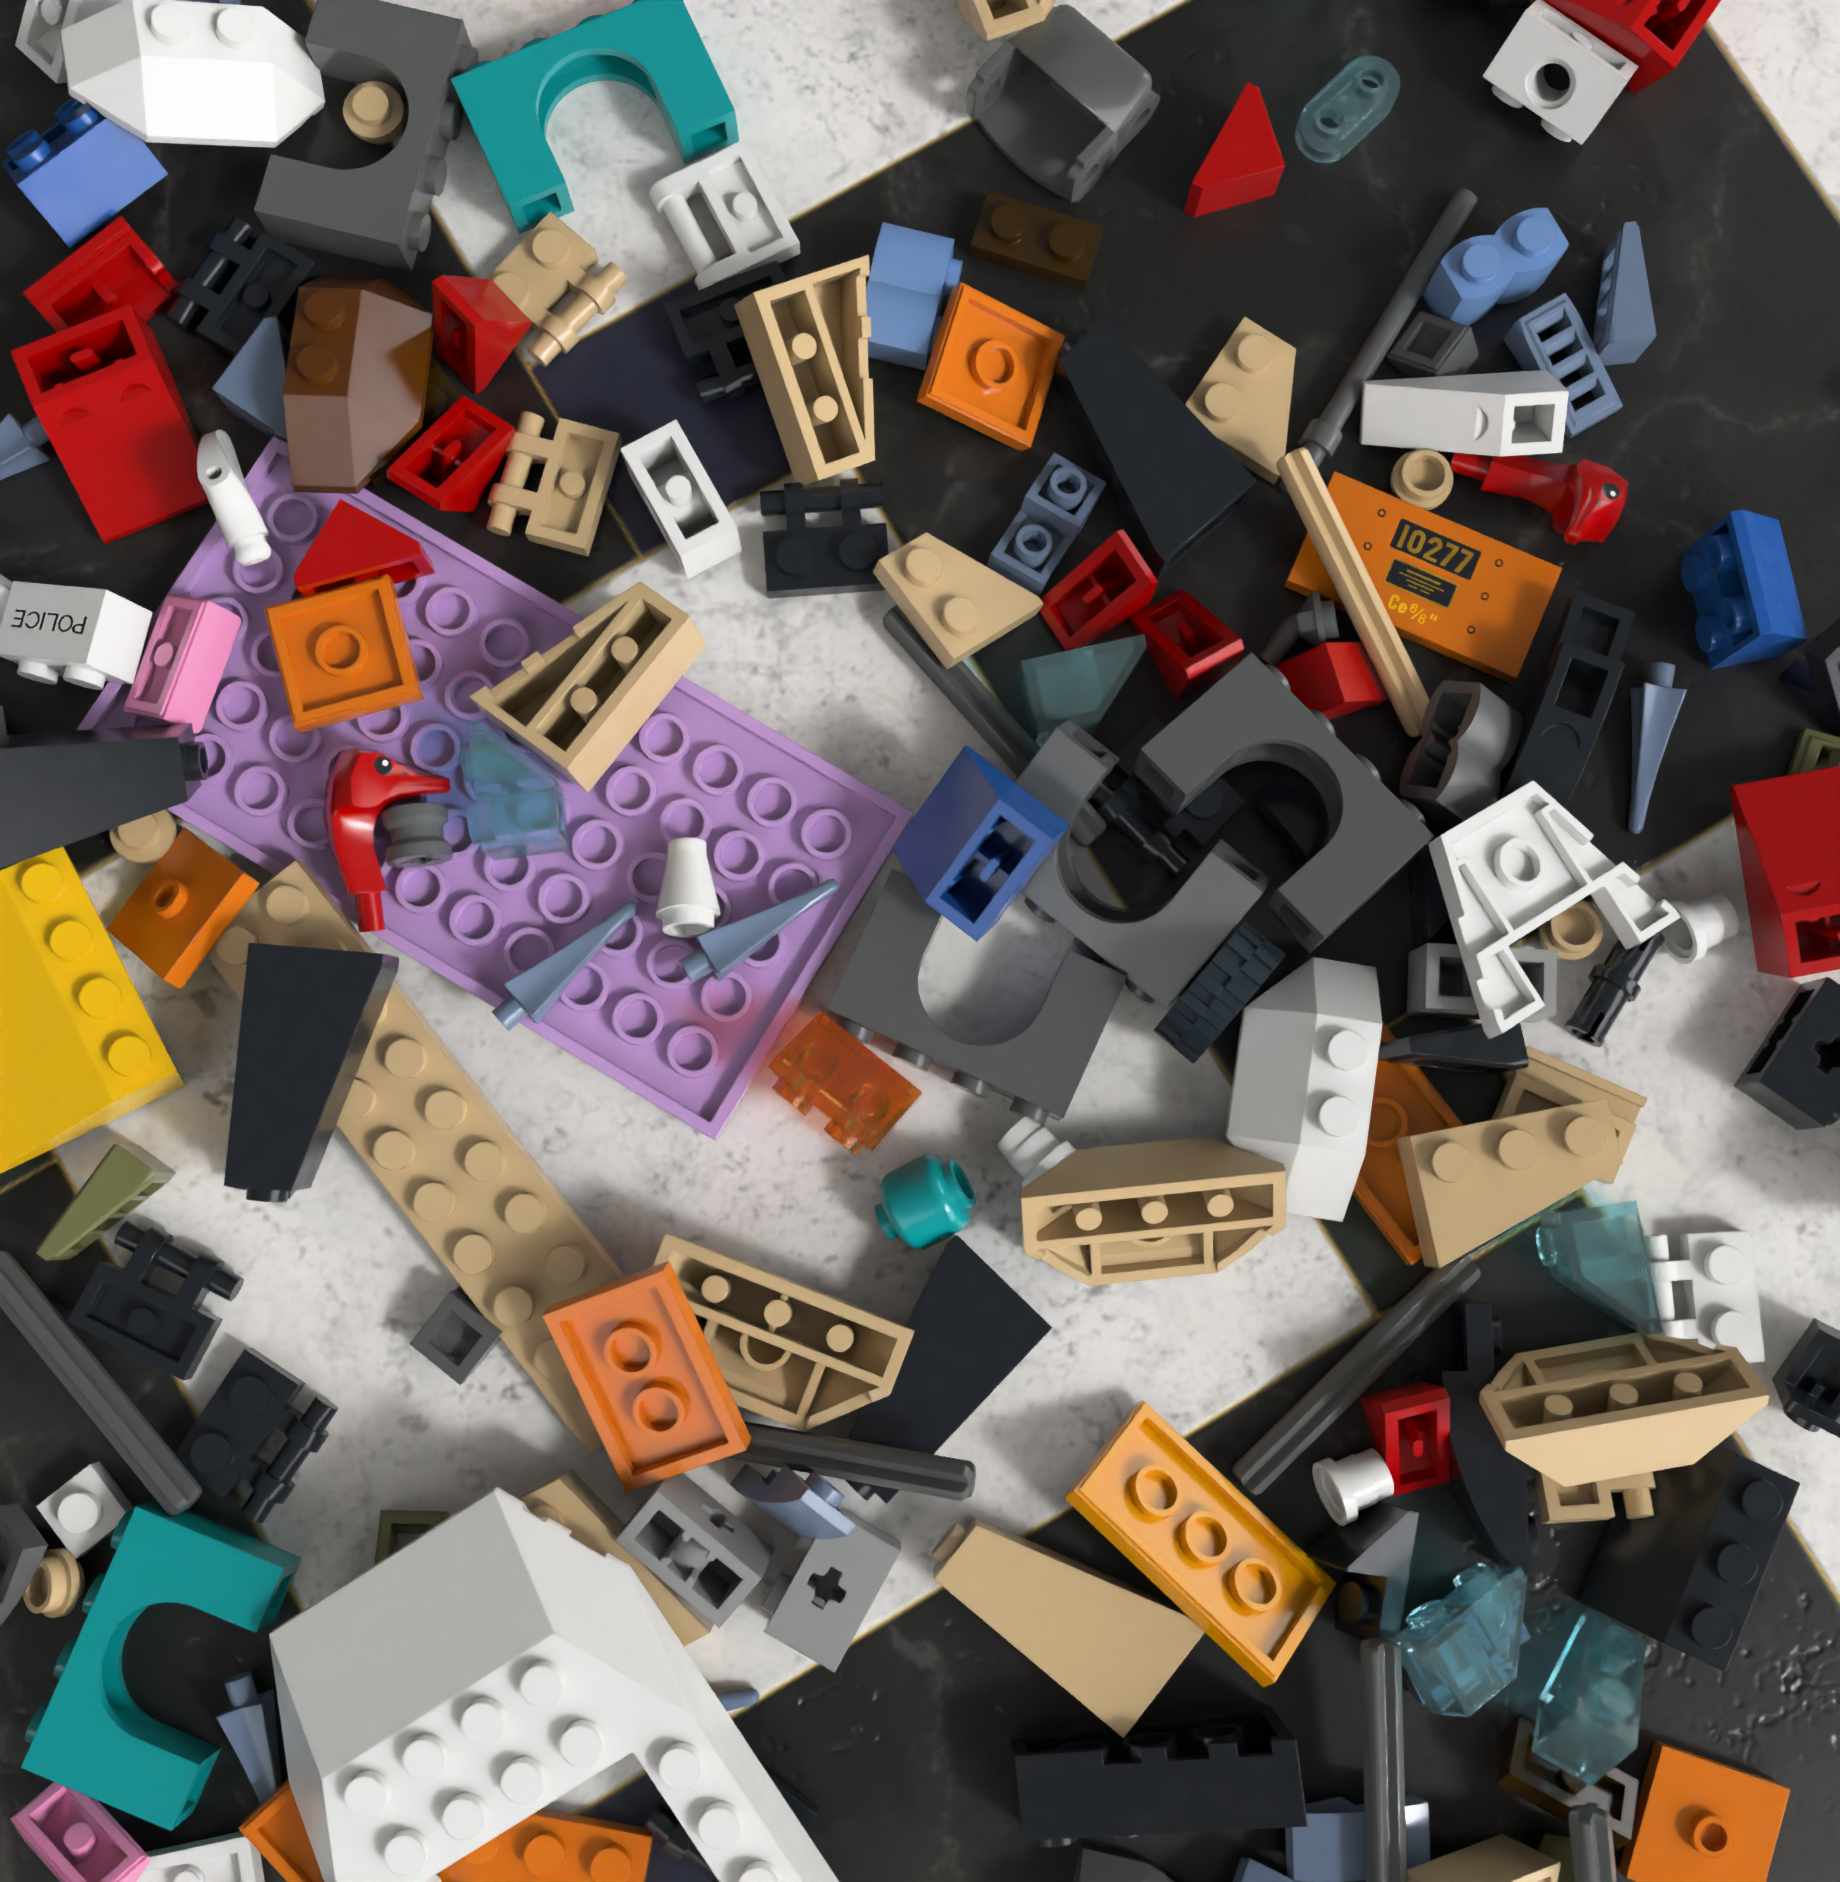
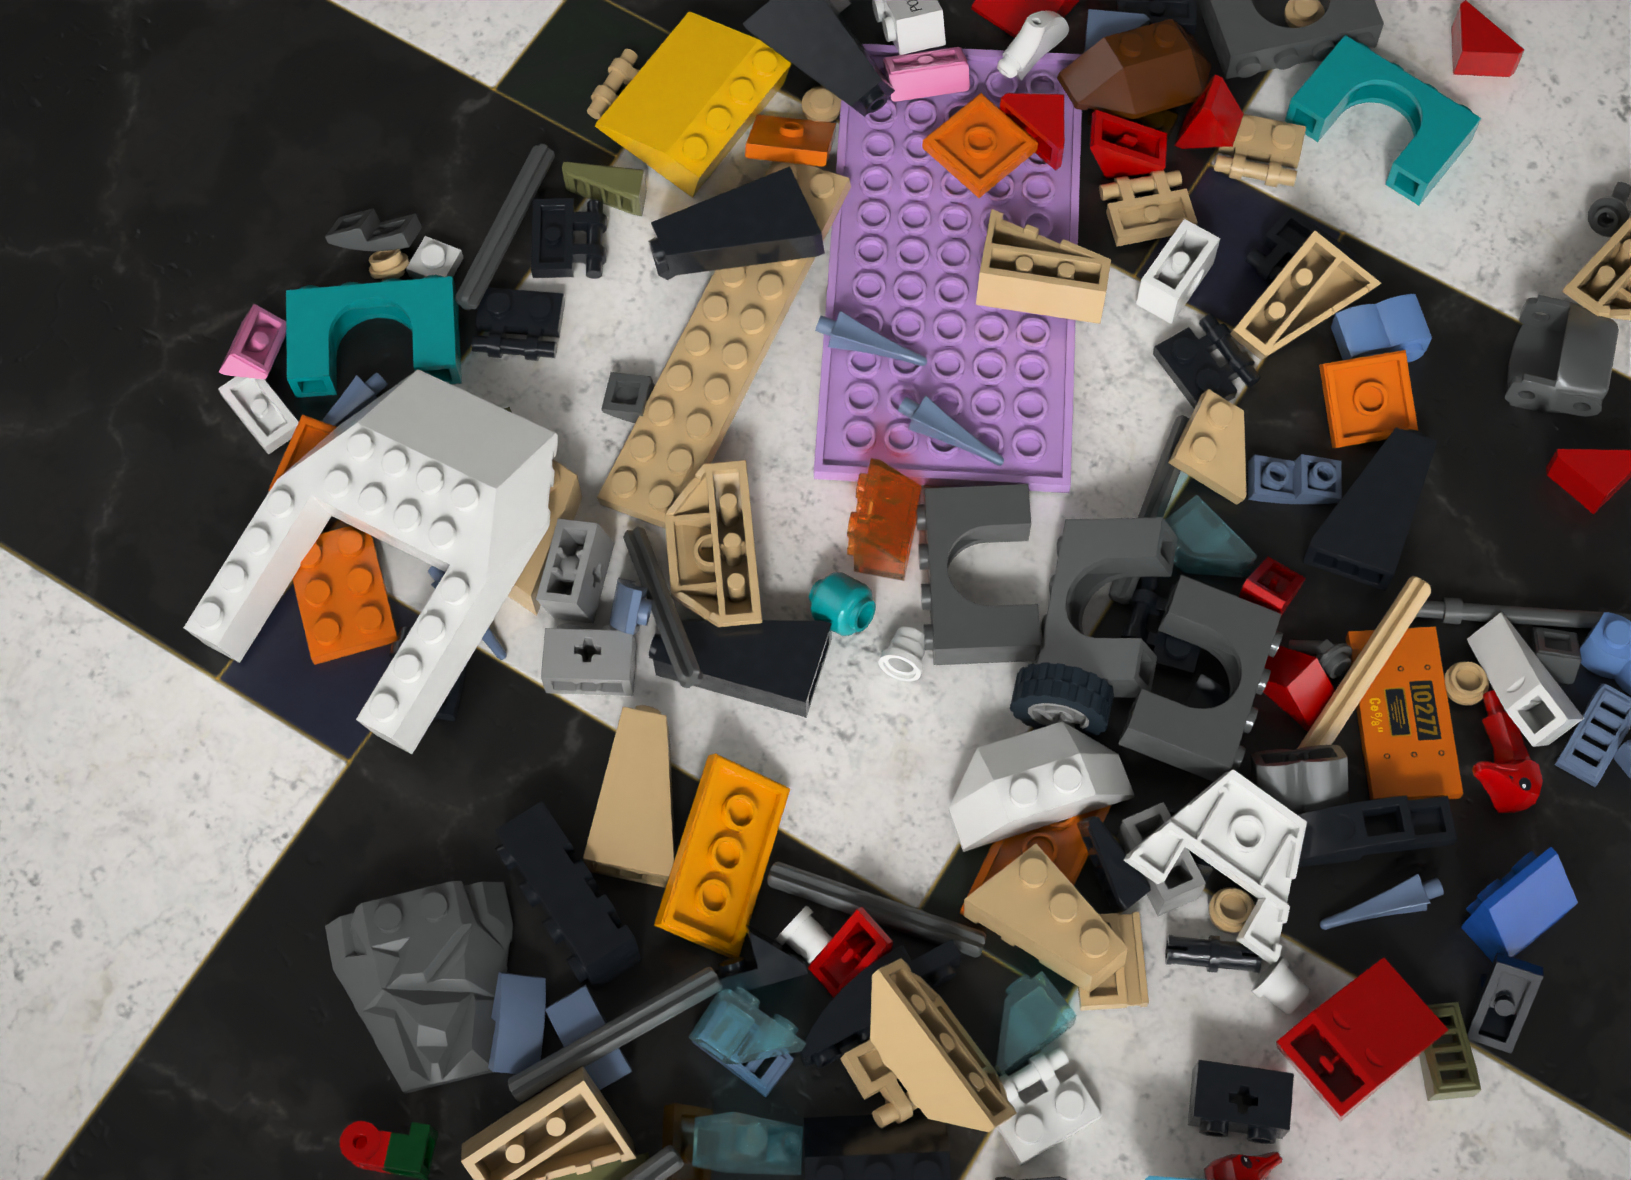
camera: 70 degrees right, 15 degrees down
(355, 796) = (905, 188): red animal -> none
(417, 835) = (899, 229): dark grey wheel -> none
(516, 799) = (947, 268): clear light blue slope -> none
(647, 1377) = (659, 490): orange plate -> none
(687, 891) = (950, 381): white cone -> none
(741, 207) = (1375, 223): white plate -> none
(976, 843) = (1067, 517): blue slope -> none
(1036, 241) = (1467, 391): dark brown plate -> none
(1099, 593) = (1269, 525): red slope -> none
(1152, 1210) = (903, 728): tan wedge -> none
(1249, 397) = (1452, 553): tan wing -> none

